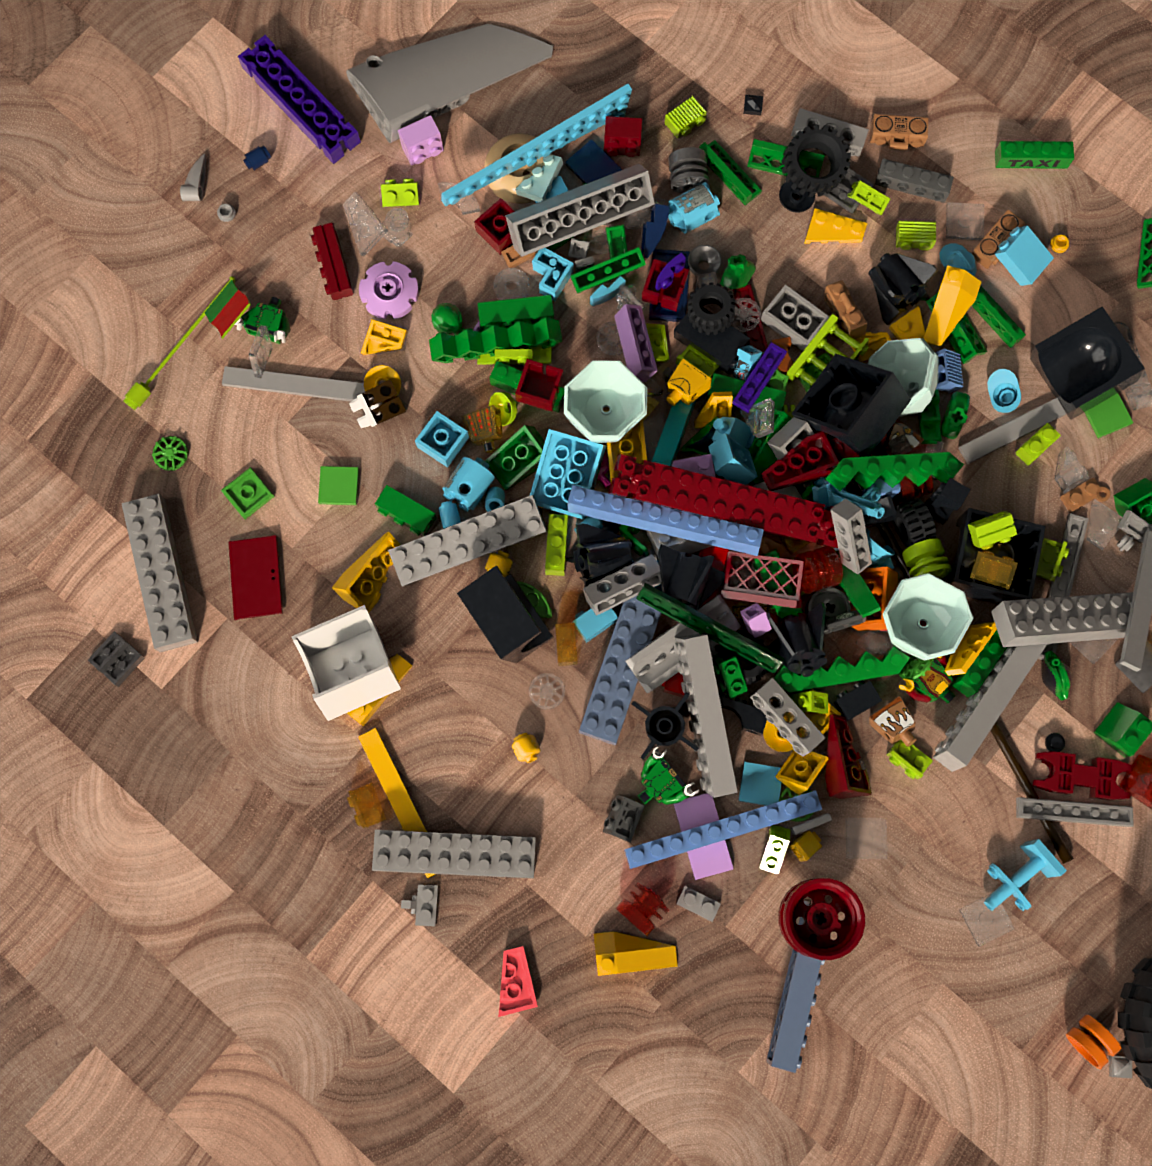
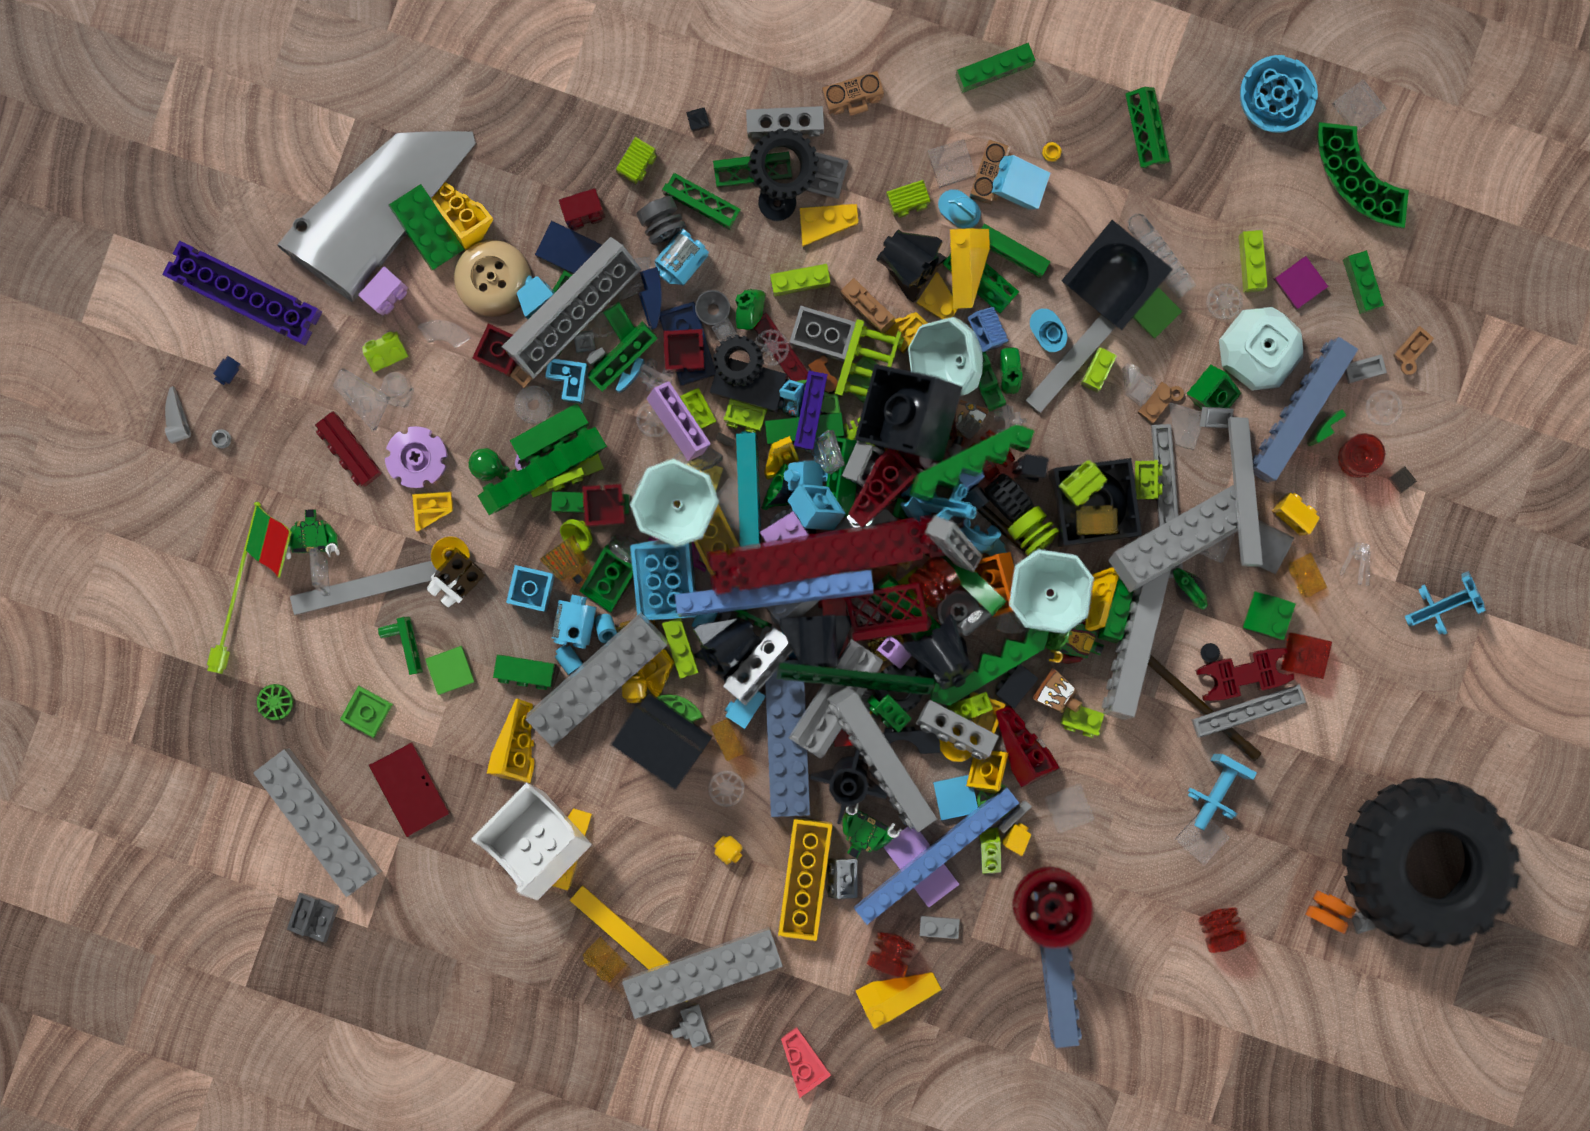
camera: 25 degrees left, 10 degrees up
(314, 433) = (406, 632): none -> green piece
(480, 102) = (426, 227): none -> green plate
(515, 106) = (464, 216): none -> yellow wedge
(525, 556) = (657, 672): none -> yellow wing
(538, 432) = (621, 546): none -> clear tile
(540, 183) = (520, 294): light aqua wing -> none
(543, 145) = (510, 256): medium azure wing -> none
(587, 803) = (805, 879): none -> yellow brick
(667, 274) = (682, 348): dark purple slope -> none
(687, 384) = (743, 446): yellow torso -> none
(792, 267) = (800, 280): none -> lime brick
(869, 197) = (848, 180): lime hinge -> none
(914, 180) = (886, 142): dark grey brick -> none
(978, 1017) = (1224, 934): none -> clear red wheel
(1125, 543) = (1213, 435): light grey plate -> none

